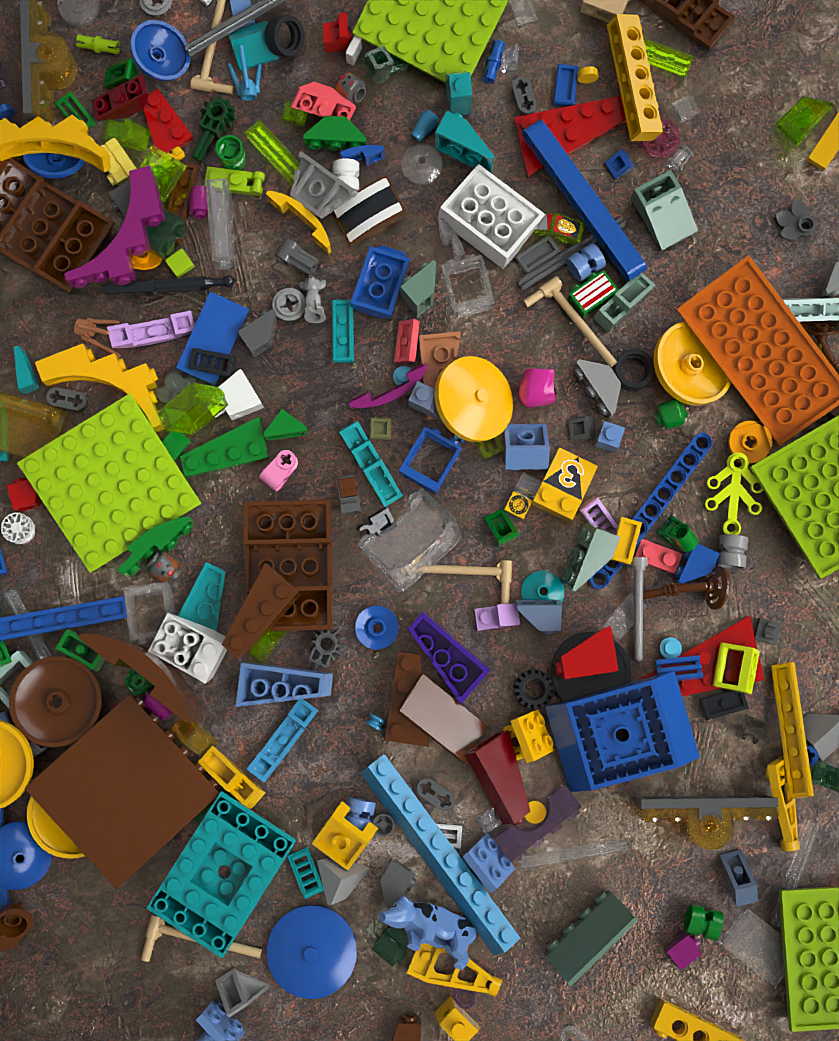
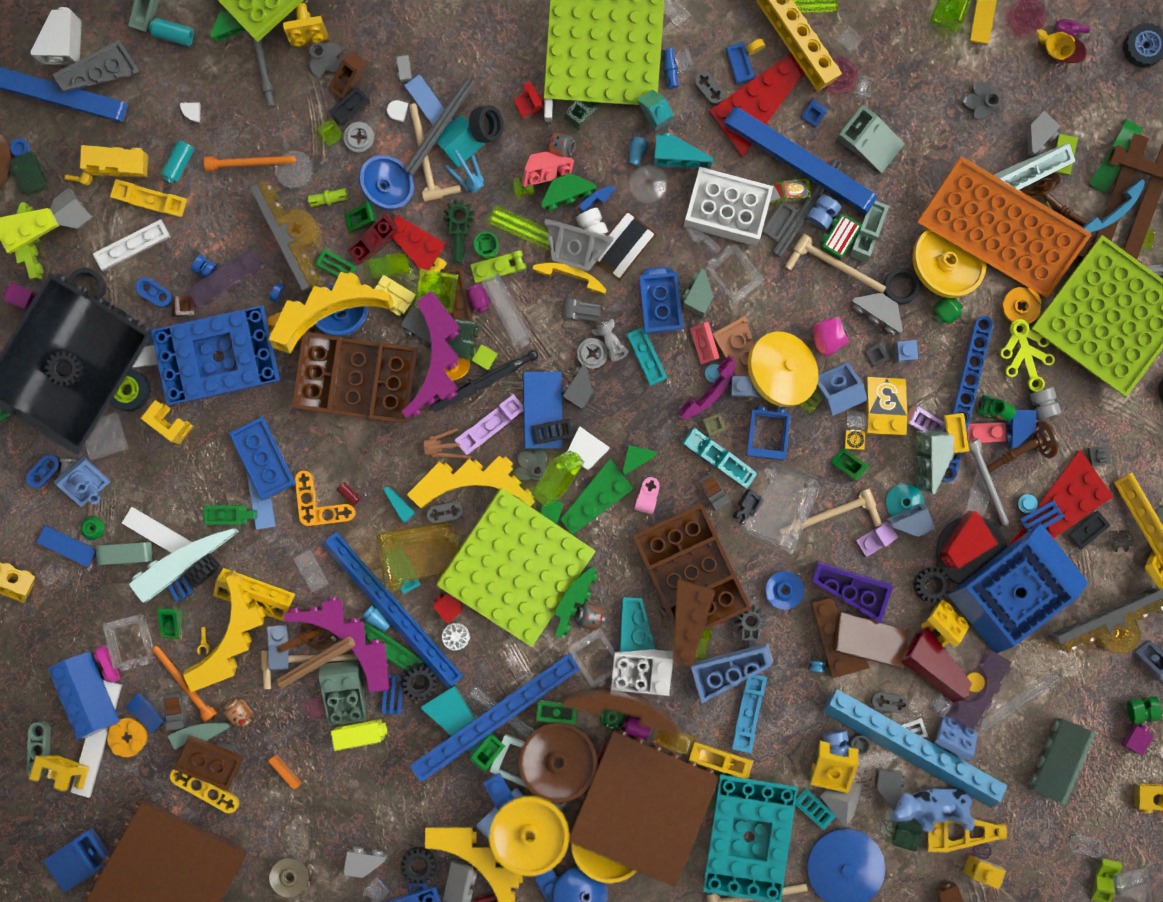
camera: 20 degrees left, 5 degrees up
(747, 672) = (1097, 494): neon yellow tile -> none

